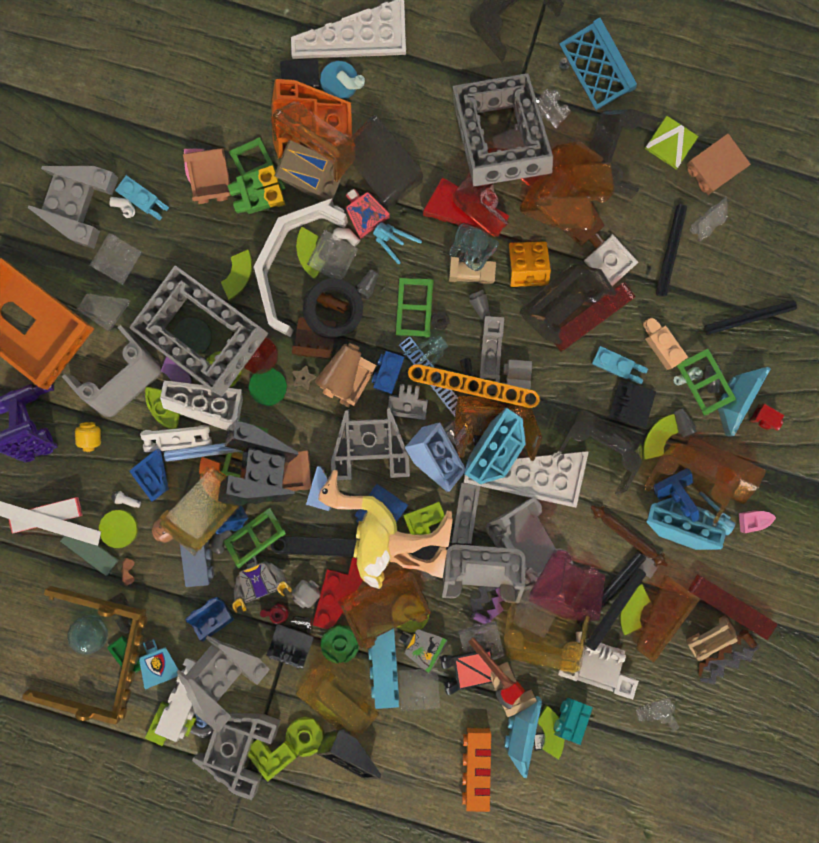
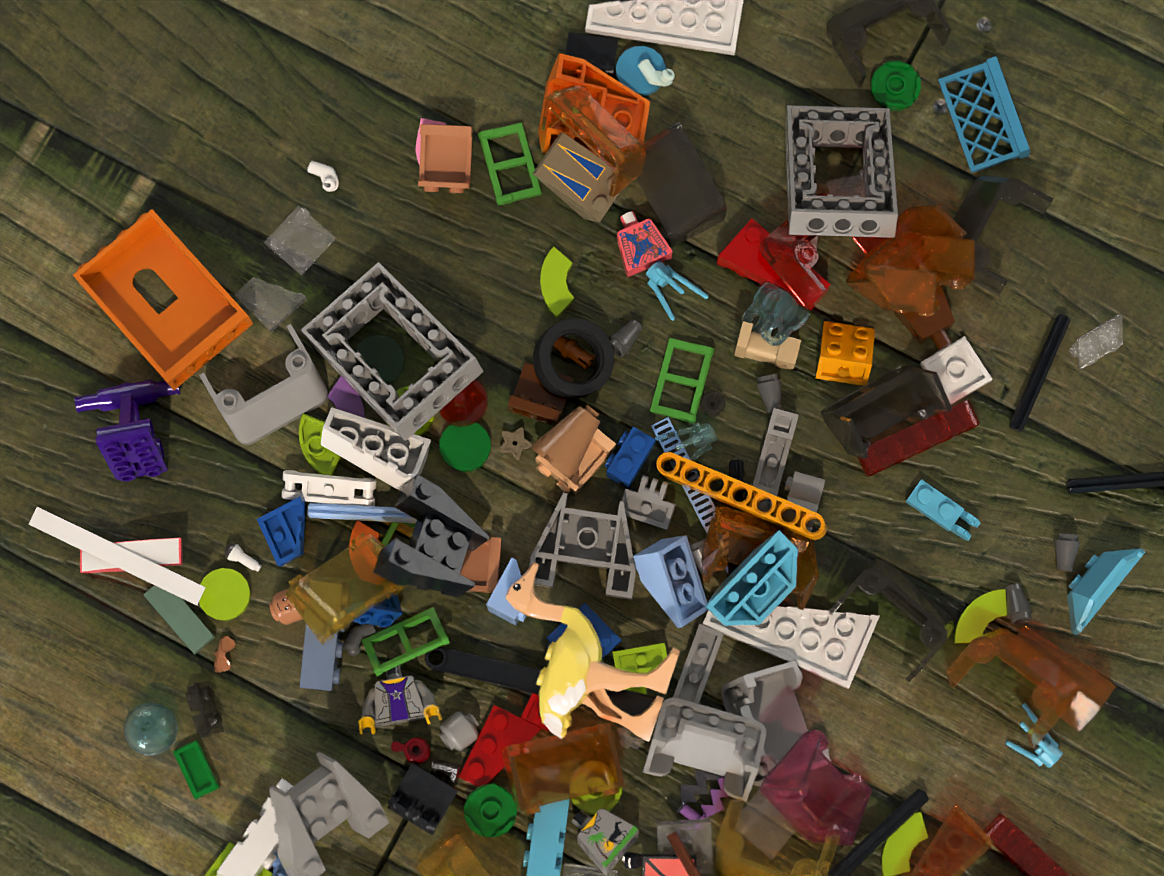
camera: 15 degrees right, 10 degrees down
(70, 198) = (257, 153): light grey wedge -> none
(88, 436) = (212, 463): yellow head -> none
(107, 609) = (194, 790): pearl gold piece -> none
(140, 196) = (349, 168): medium azure hinge -> none
(156, 665) = (236, 787): medium azure torso -> none
(210, 618) = (323, 735): blue bracket -> none
(239, 274) = (458, 293): lime tile -> none
(258, 191) = (507, 189): bright green hips -> none
(283, 225) = (534, 237): white panel -> none
(332, 256) = (586, 291): clear hinge -> none
(346, 233) = (610, 267): white arm -> none
(528, 54) = (895, 85): none -> green tile
(550, 108) = (911, 160): clear hips -> none
(620, 580) = (891, 800): black axle -> none
(629, 535) = (915, 742): reddish brown wheel -> none
(632, 404) = (951, 565): black hinge -> none
(648, 567) = (935, 791): light grey sticker -> none
(664, 344) = (1007, 492): light nougat hinge -> none
(671, 142) = (1064, 233): lime tile -> none
(671, 524) = (992, 740): medium azure wedge -> none
(675, 486) = (989, 686): blue bracket -> none
(694, 373) = (1034, 542): light aqua arm -> none
(706, 353) = (1037, 557): bright green window -> none
(717, 164) = (1120, 272): nougat panel -> none
(755, 521) = (1092, 756): bright pink plate -> none
(767, 417) = (1131, 618): red brick -> none

